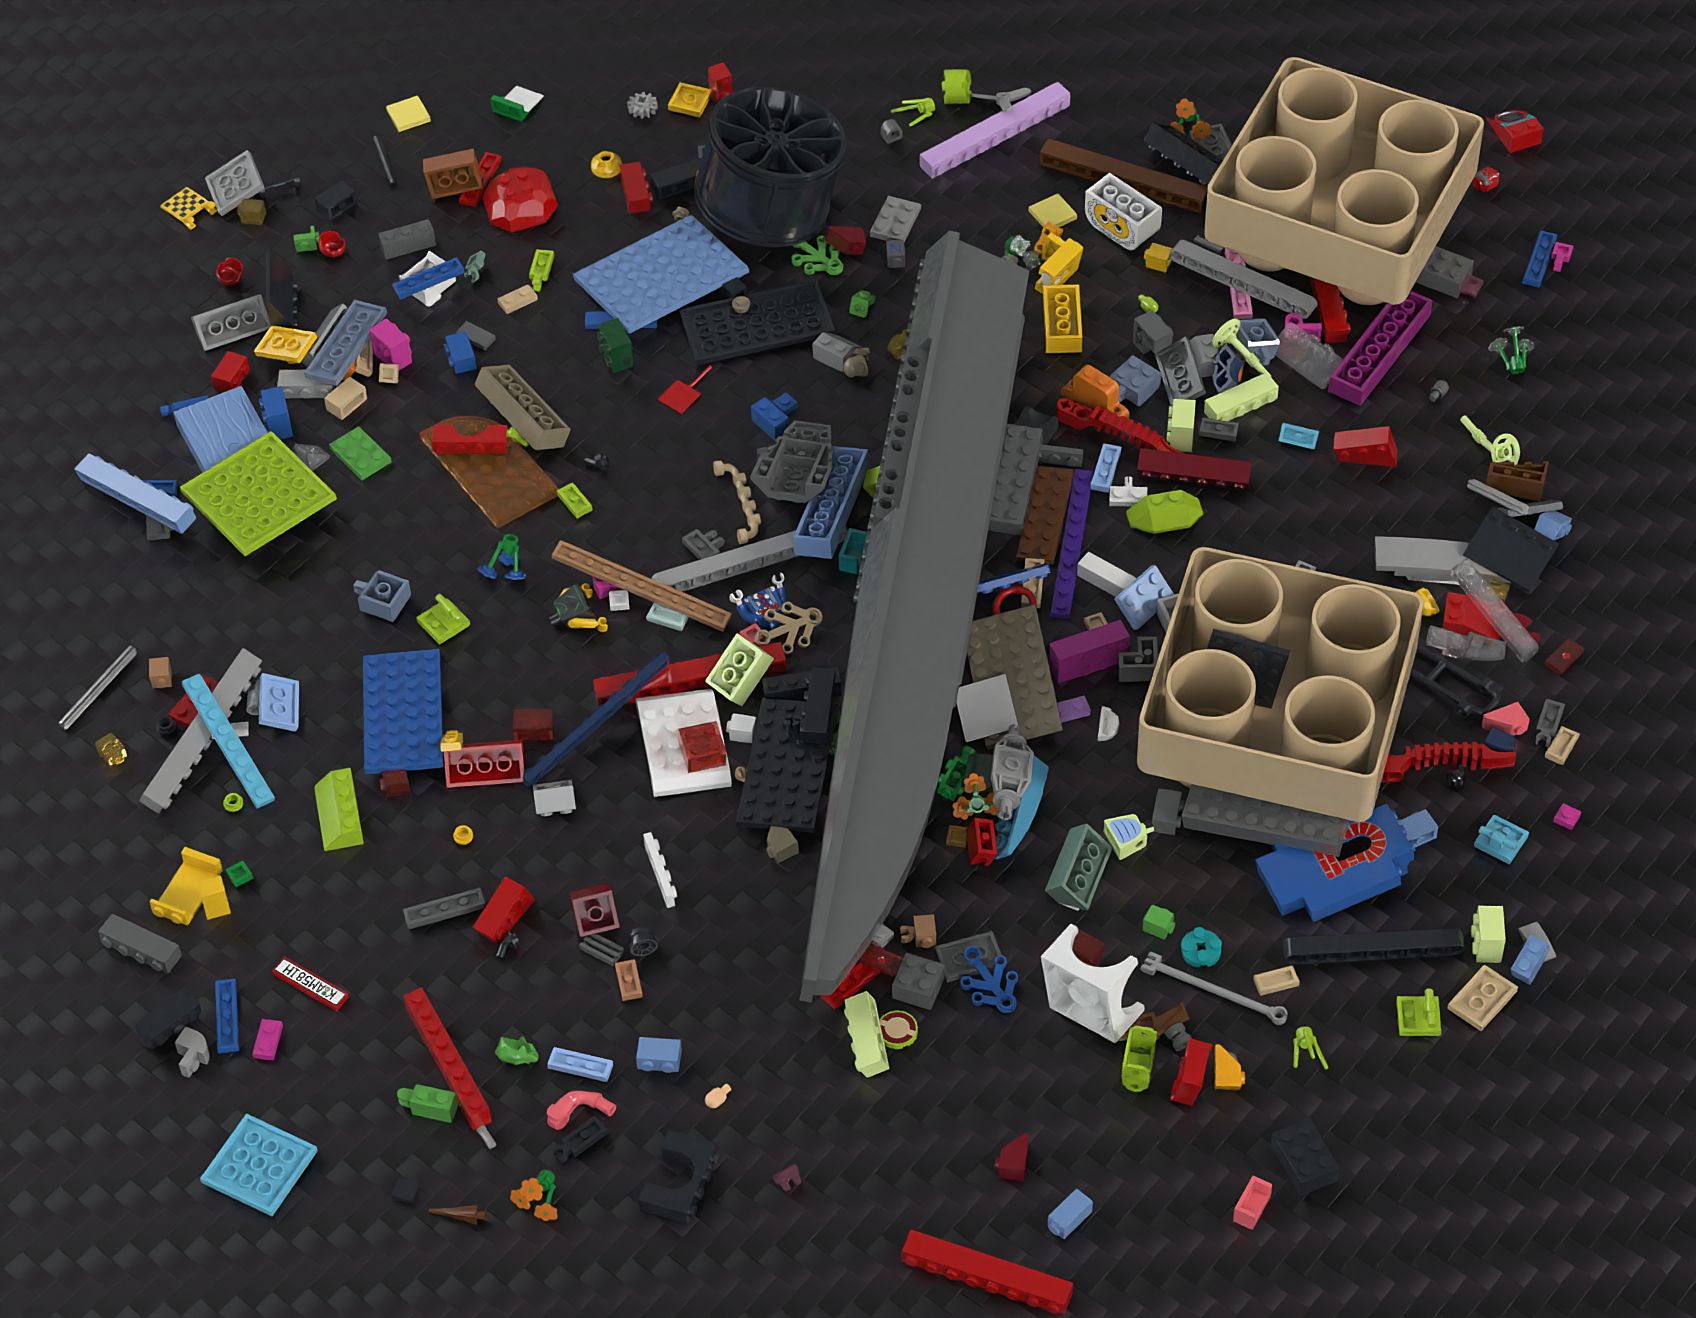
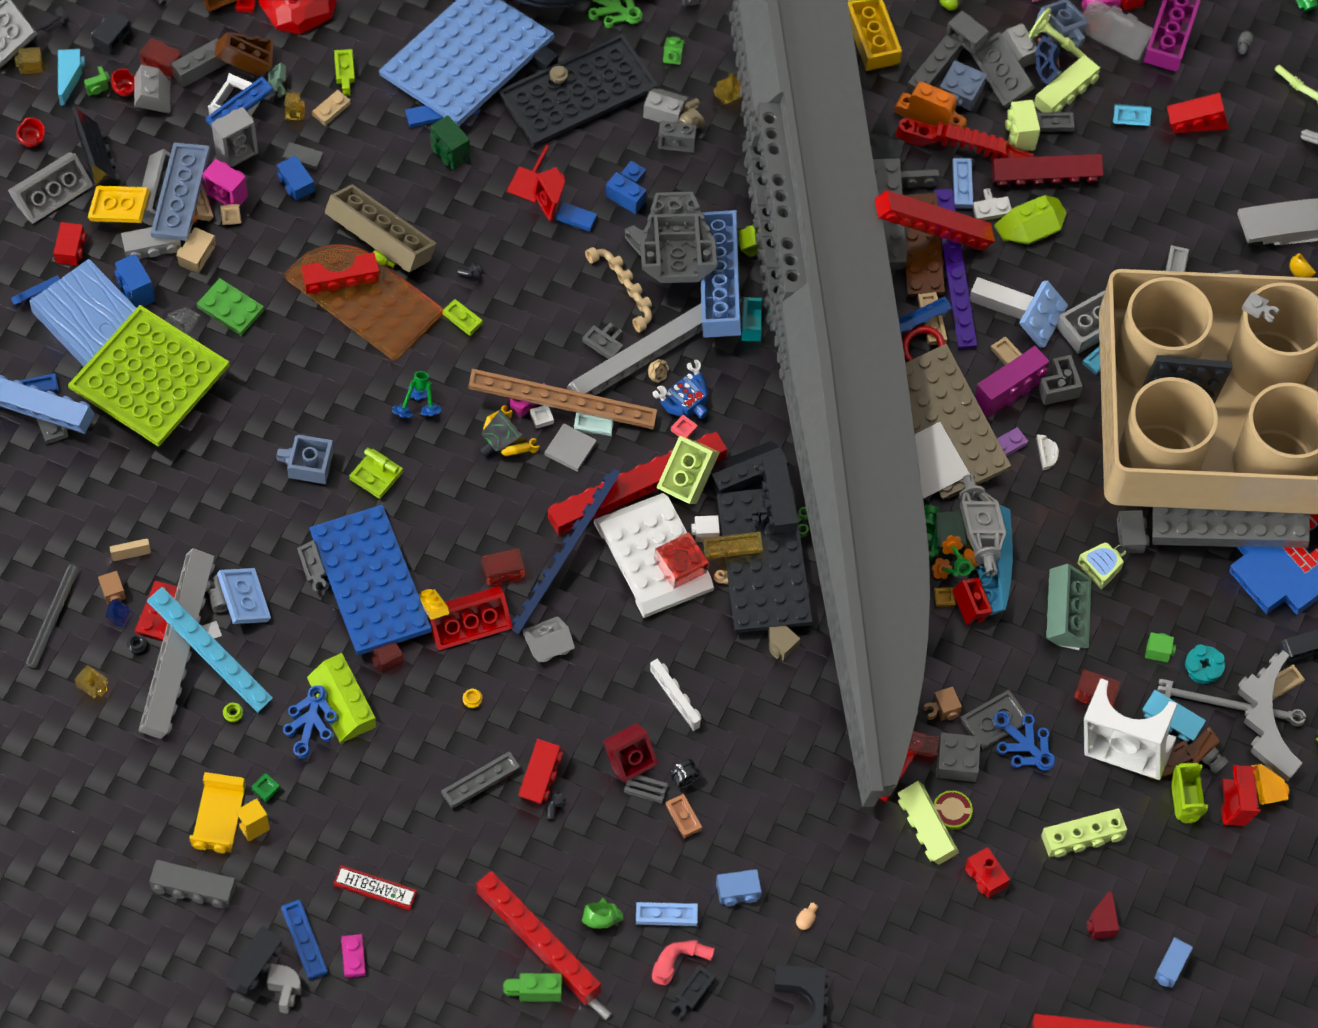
camera: 20 degrees left, 10 degrees up
(157, 694) = (117, 612): none -> clear blue plate
(189, 643) = (130, 549): none -> tan tile
(284, 227) = (69, 72): none -> medium azure slope
(313, 803) = (309, 719): none -> blue plant
(354, 254) = (151, 89): none -> light grey slope
(354, 689) = (313, 565): none -> dark grey plate
(369, 225) = (159, 55): none -> clear red brick
(412, 305) = (235, 137): none -> light grey brick
(450, 235) = (245, 52): none -> reddish brown wedge
(481, 291) = (294, 106): none -> clear yellow brick
(637, 633) = (570, 447): none -> light grey tile
(695, 403) = (549, 190): none -> red slope
(716, 432) = (576, 216): none -> blue tile
(749, 576) = (658, 370): none -> tan plate
(758, 743) = (732, 545): none -> clear yellow plate
(783, 1177) = (898, 983): clear pink tile -> none
(791, 626) = (720, 411): tan plant -> none
(836, 378) = (676, 136): none -> dark grey bracket
(911, 1092) = (987, 872): none -> red brick
(1021, 1076) = (1084, 833): none -> yellowish green brick
(1054, 487) = (934, 220): none -> red brick
(1117, 354) = (936, 64): none -> dark grey brick
(1152, 989) = (1183, 722): none -> medium azure brick
(1237, 1005) = (1270, 746): none -> light grey arch
(1331, 601) = (1259, 306): none -> light grey plate

